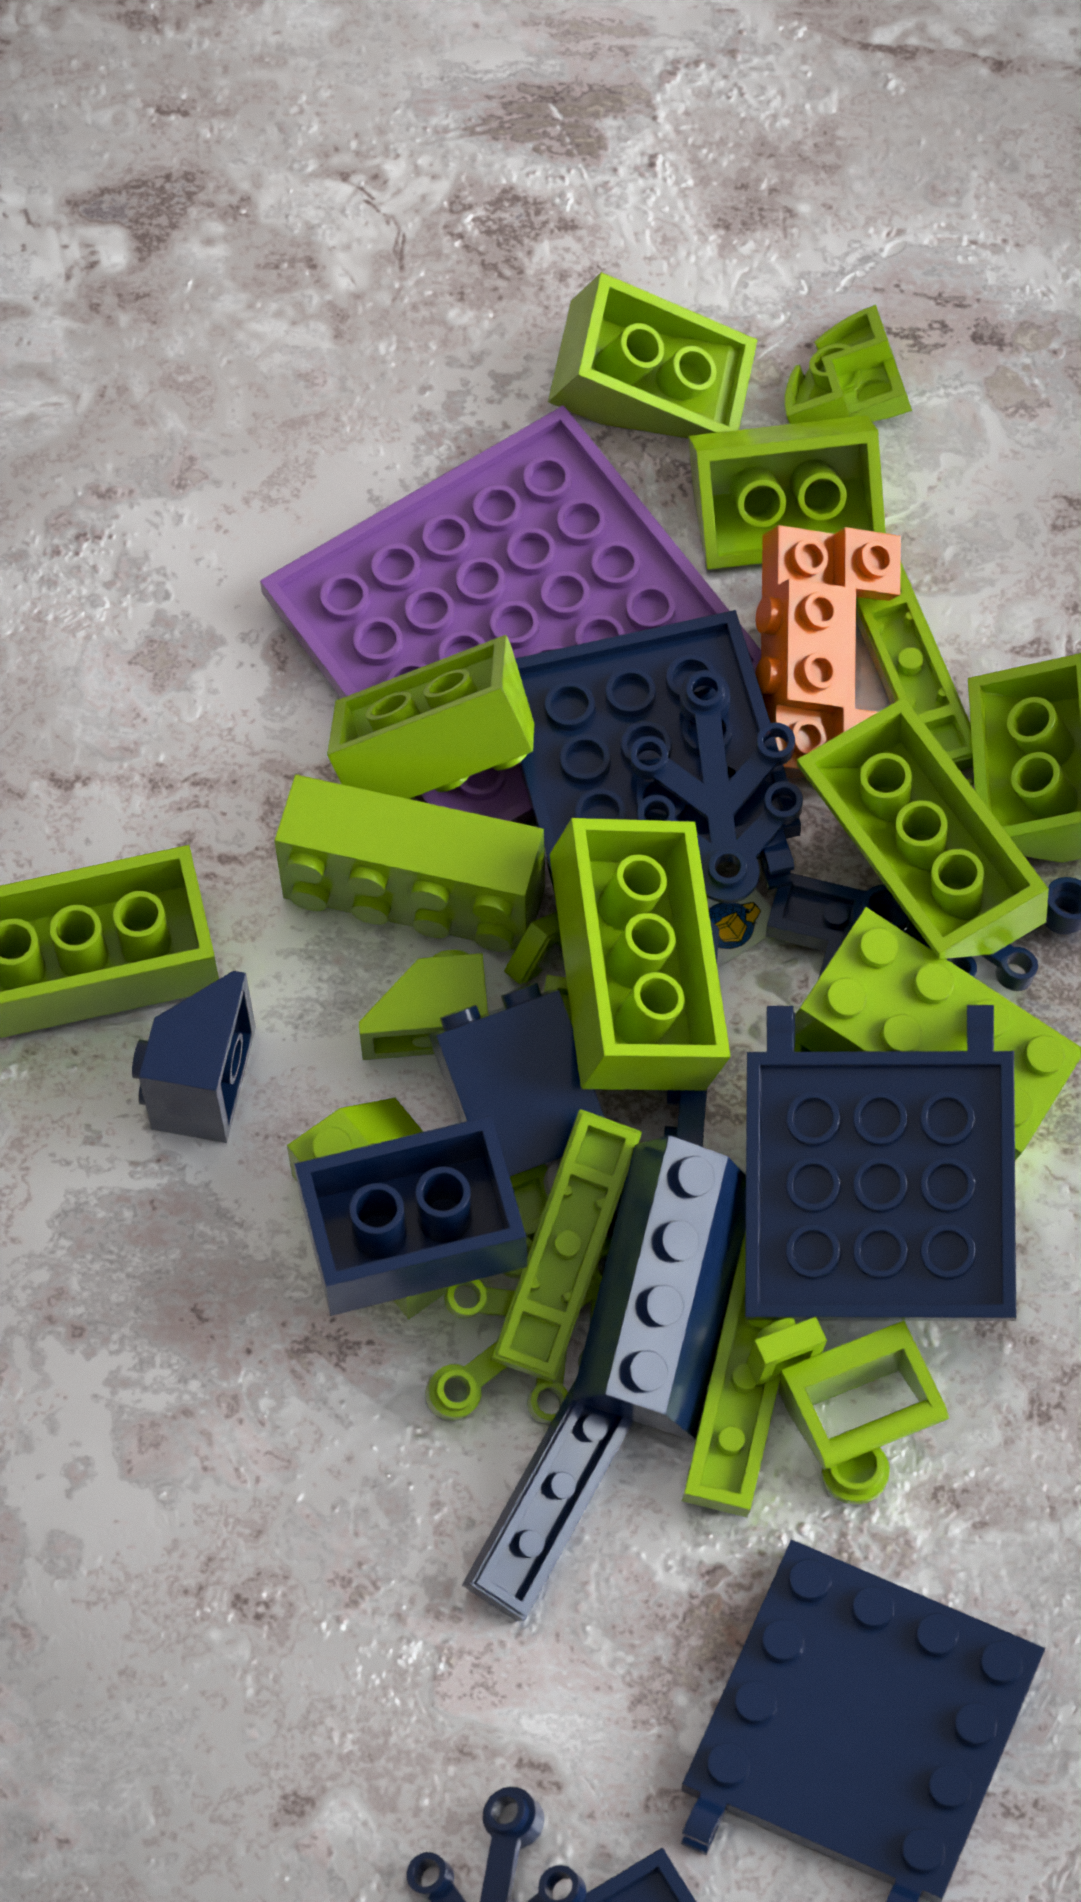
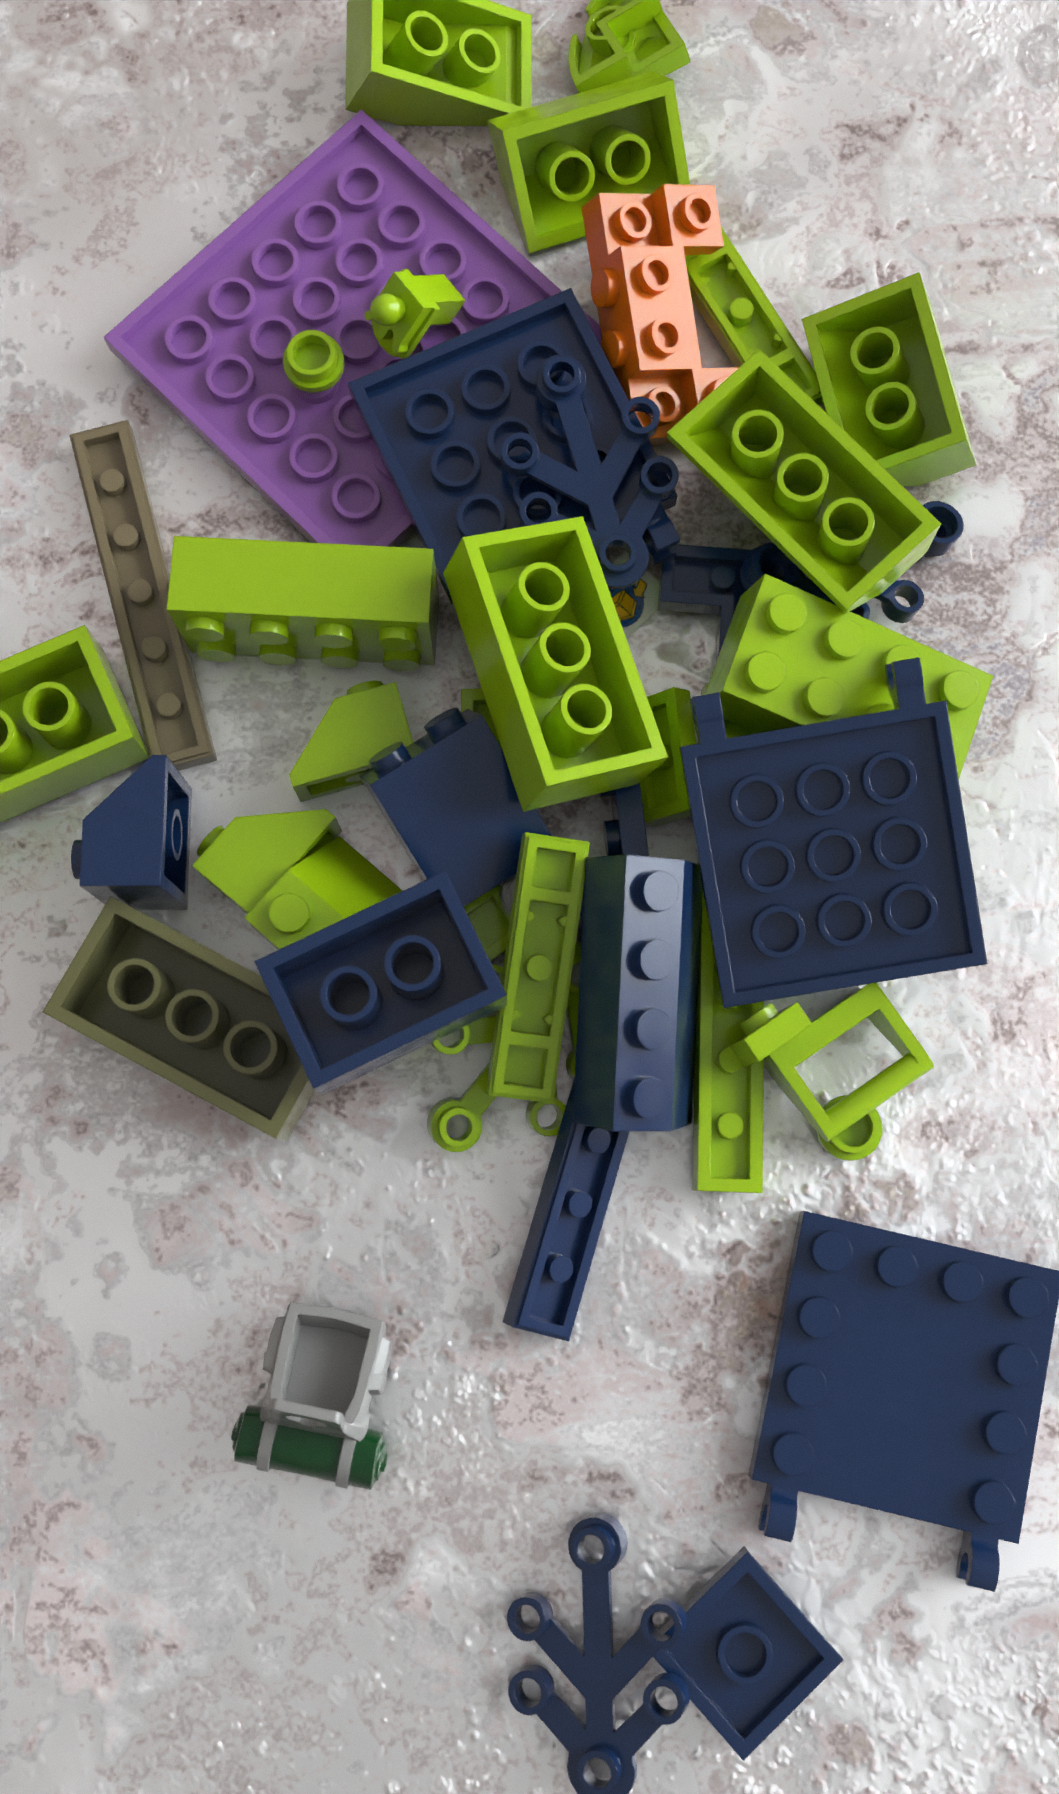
camera: 15 degrees left, 15 degrees up
(211, 1236) = (184, 1018): none -> olive brick
(246, 830) = (138, 592): none -> dark tan tile
(262, 1619) = (318, 1398): none -> light grey piece
(309, 1087) = (259, 849): none -> lime slope
(434, 724) = (301, 457): lime slope -> none
(461, 630) = (313, 361): none -> lime plate
(533, 947) = (443, 662): lime tile -> none
(571, 601) = (409, 308): none -> lime piece
(727, 1093) = (665, 788): none -> lime plate

